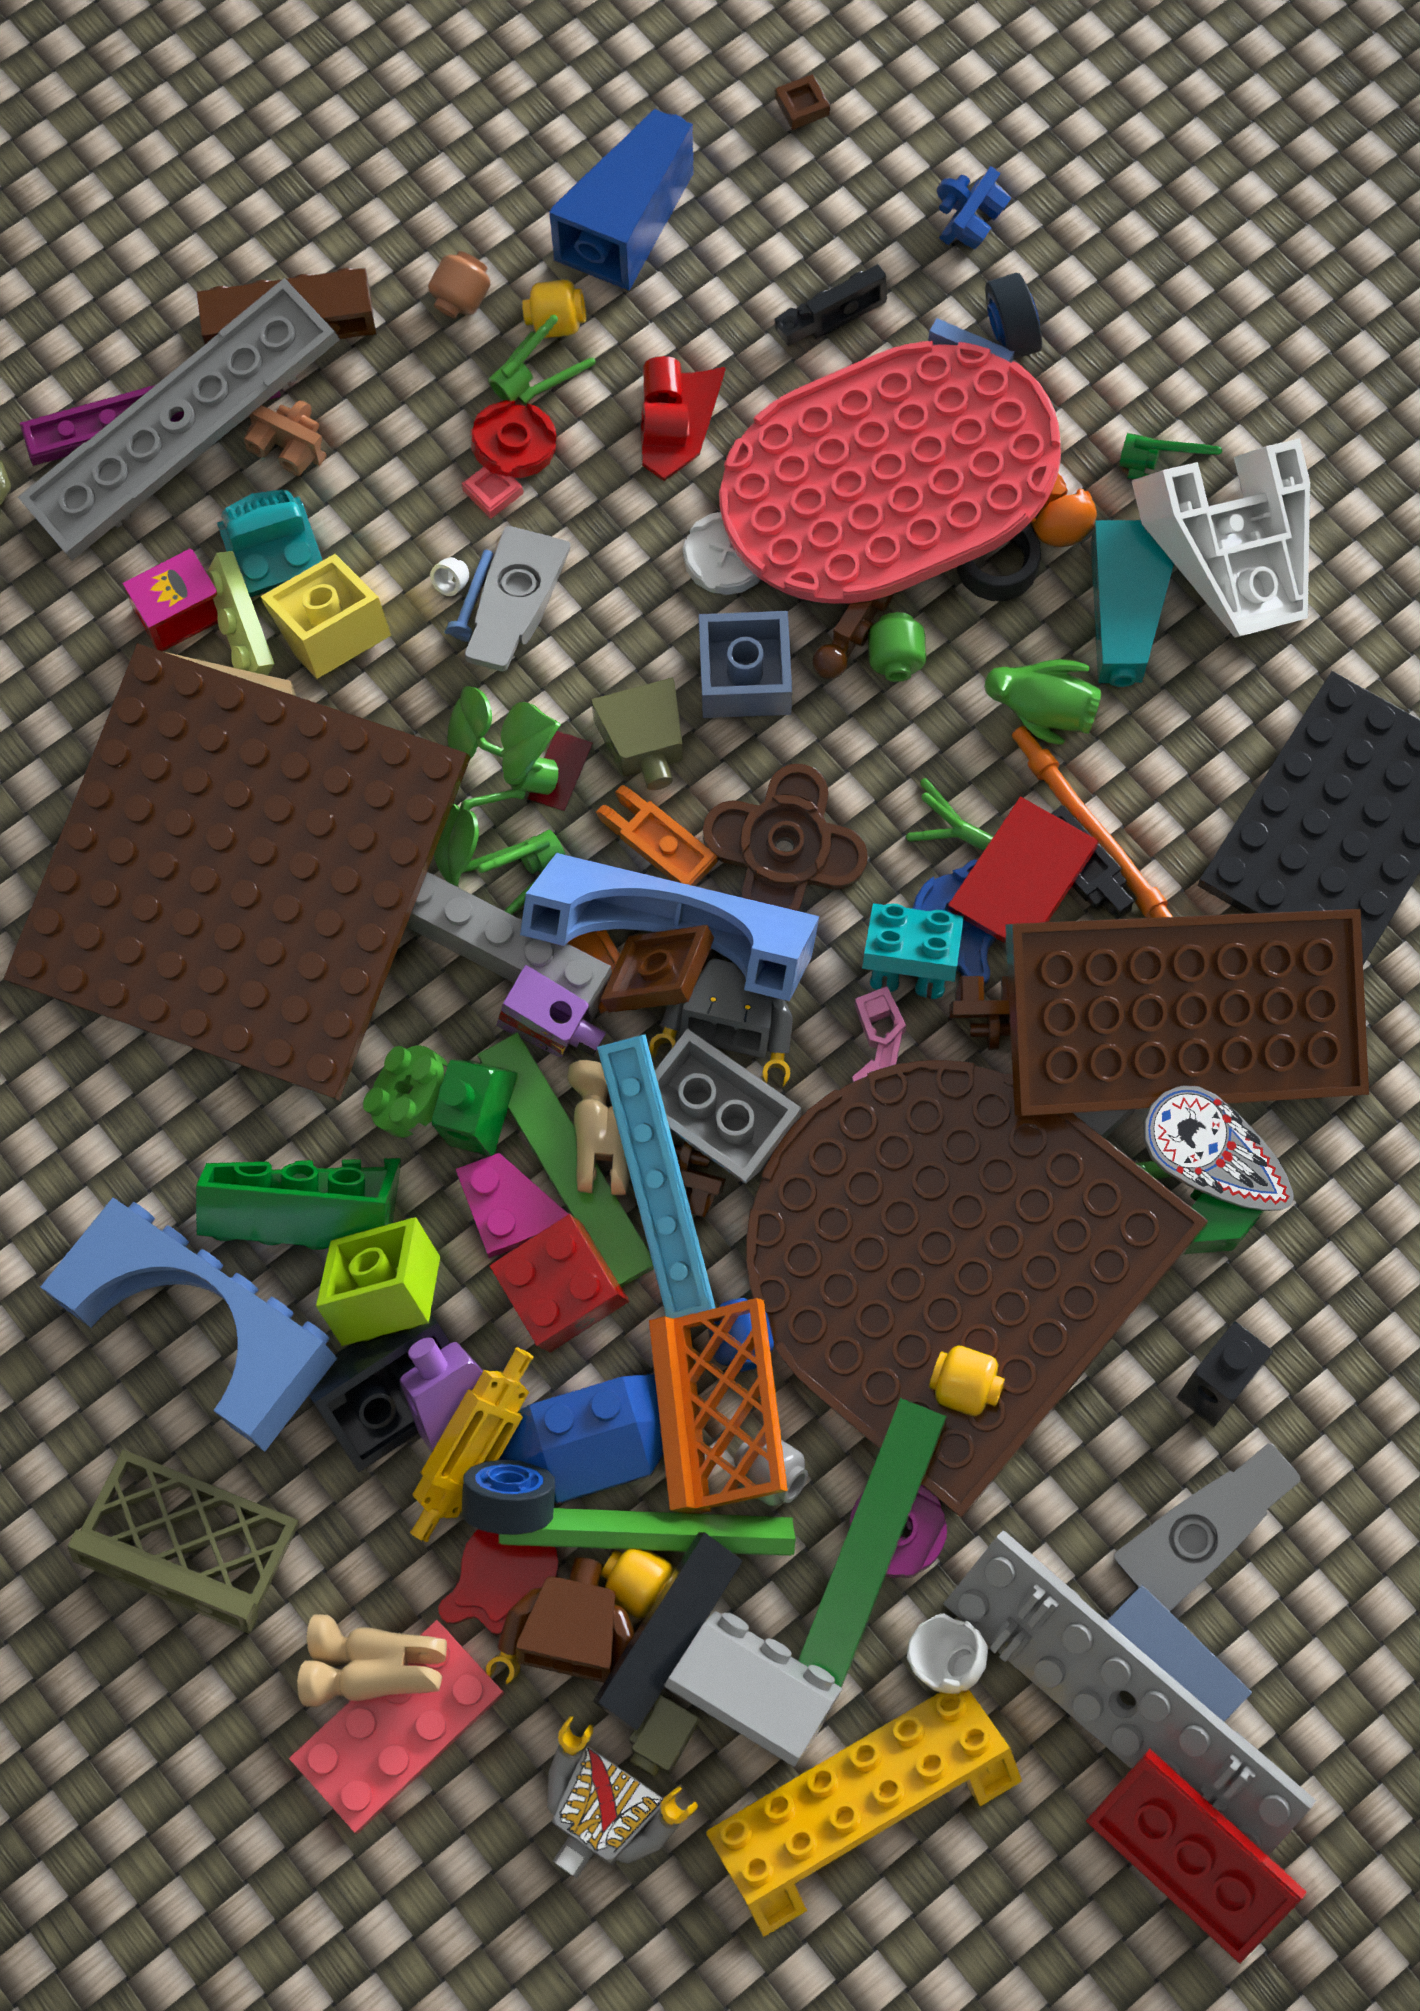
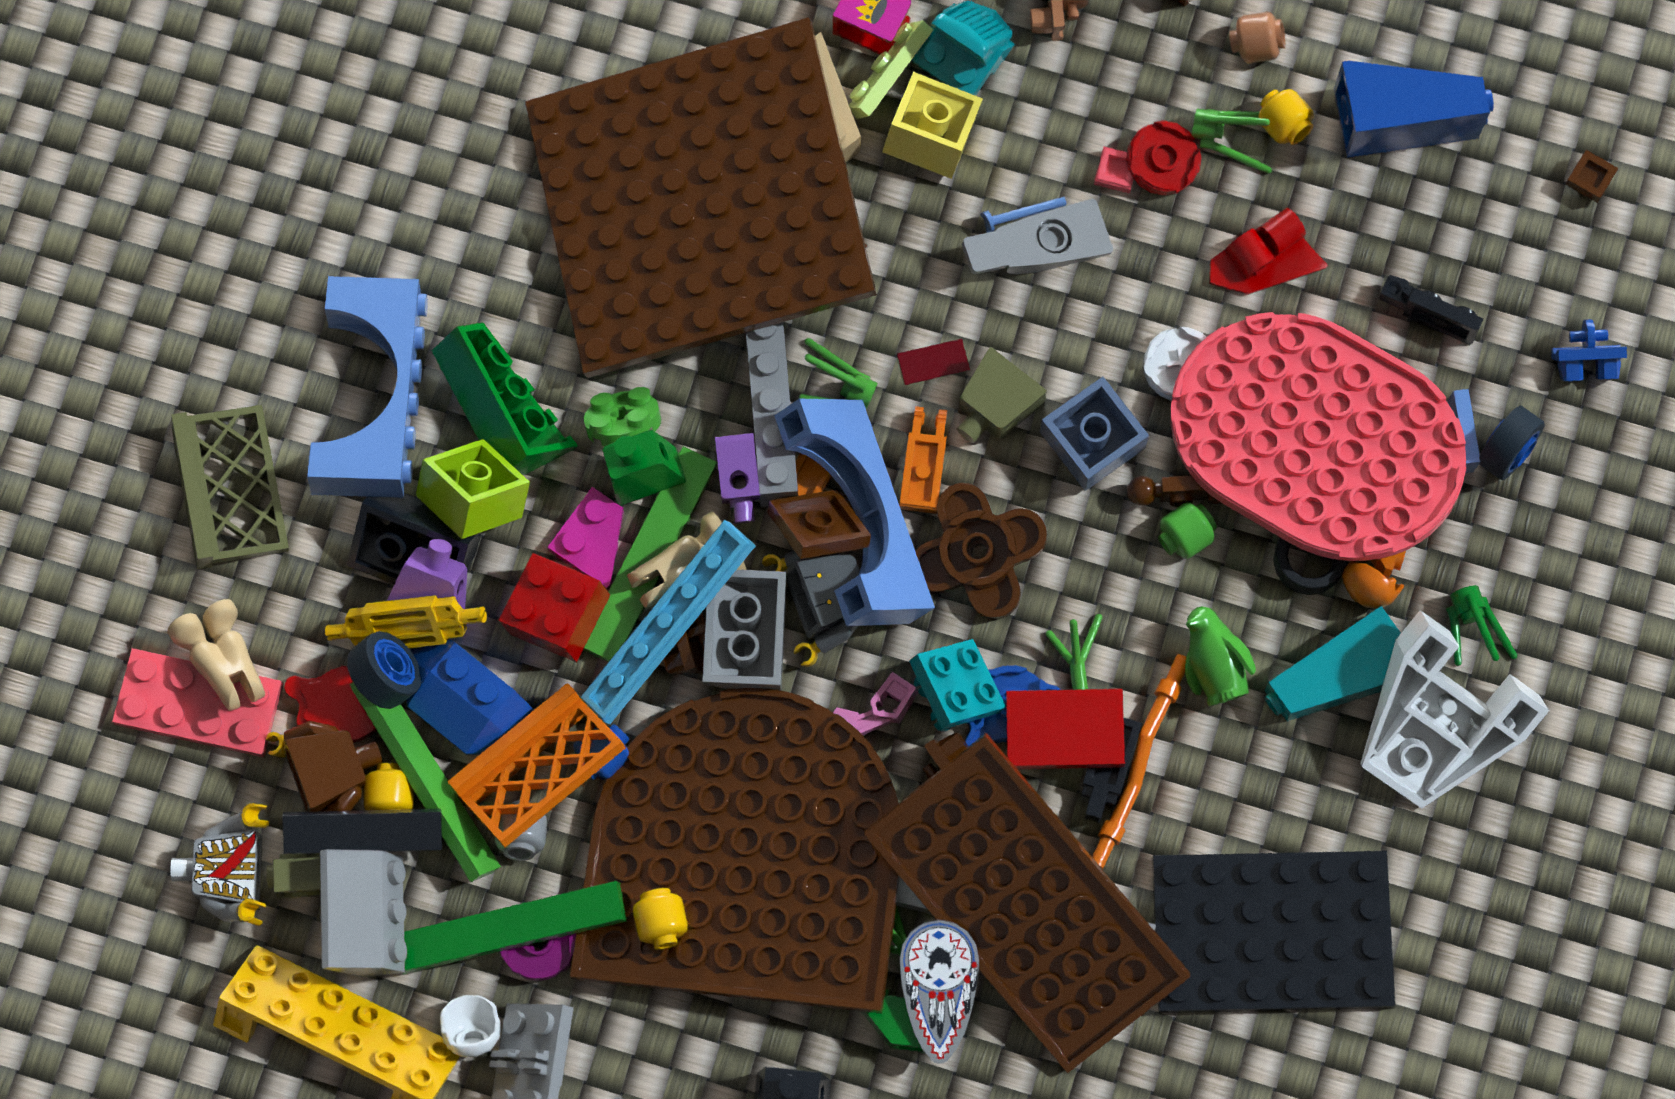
camera: 55 degrees right, 5 degrees up
(445, 571) = (1025, 187): white hinge -> none
(524, 739) = (903, 331): bright green plant -> none

